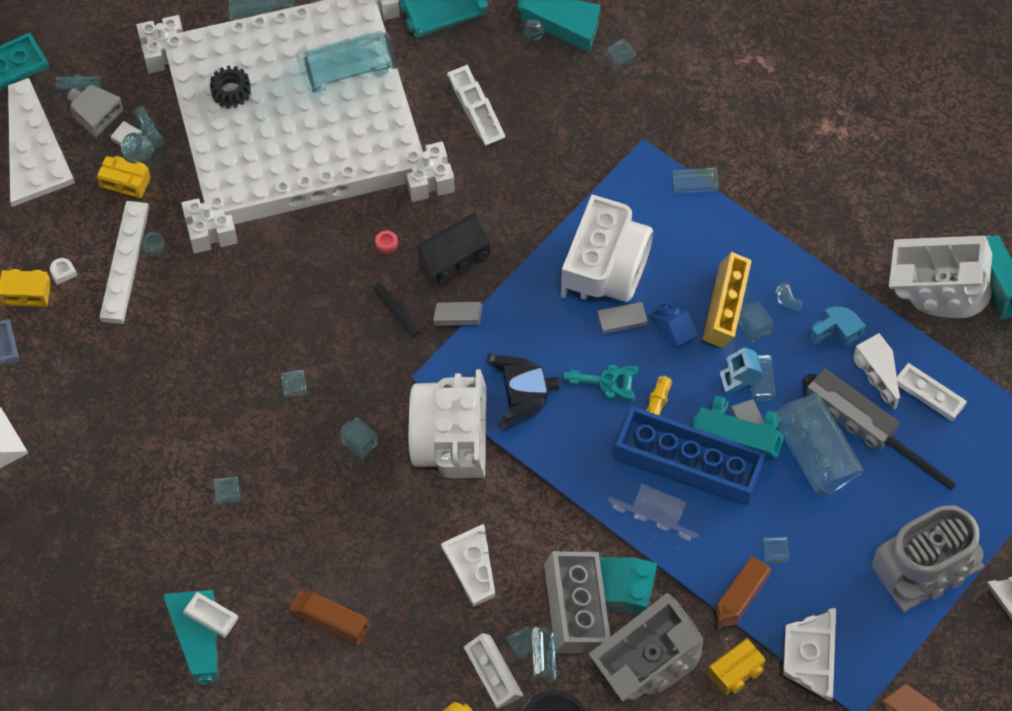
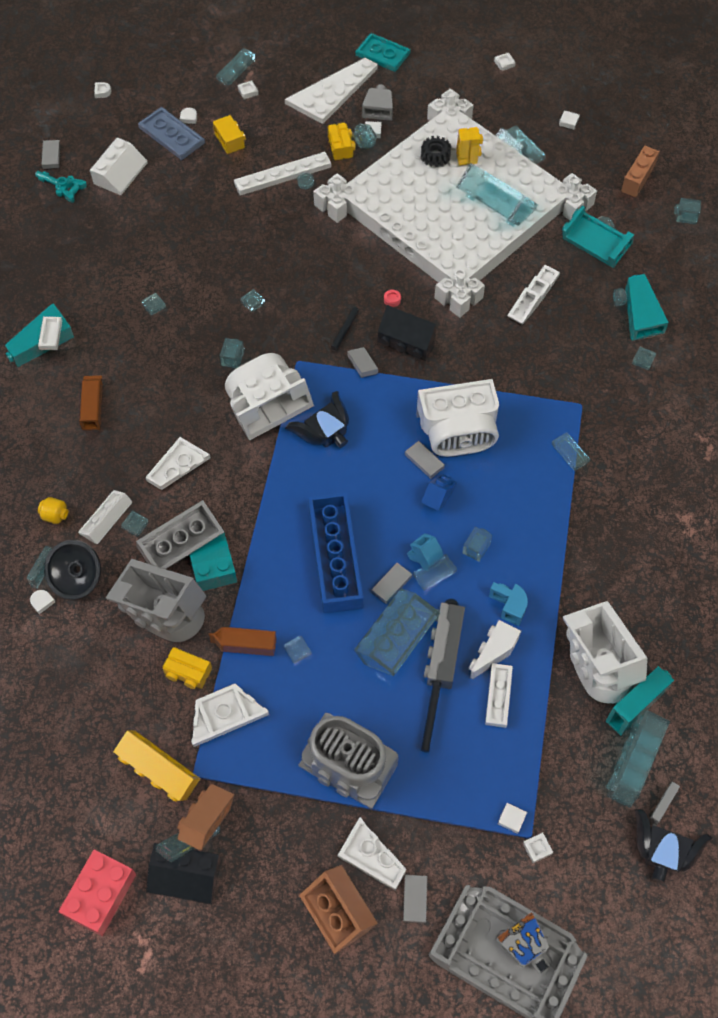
camera: 60 degrees right, 0 degrees up
(62, 270) = (255, 147): white tile -> none
(78, 82) = (390, 85): clear light blue pin -> none
(148, 126) = (386, 136): clear light blue pin -> none
(254, 50) = (468, 145): none -> yellow brick
(543, 654) = (127, 539): clear light blue tile -> none
(608, 381) = (368, 475): teal piece -> none
(657, 507) = (280, 554): clear bracket -> none
(658, 397) = (372, 512): yellow pin -> none
(727, 300) = (480, 515): yellow brick -> none
(750, 434) = (372, 573): teal brick -> none
(786, 299) = (512, 557): clear light blue arm -> none

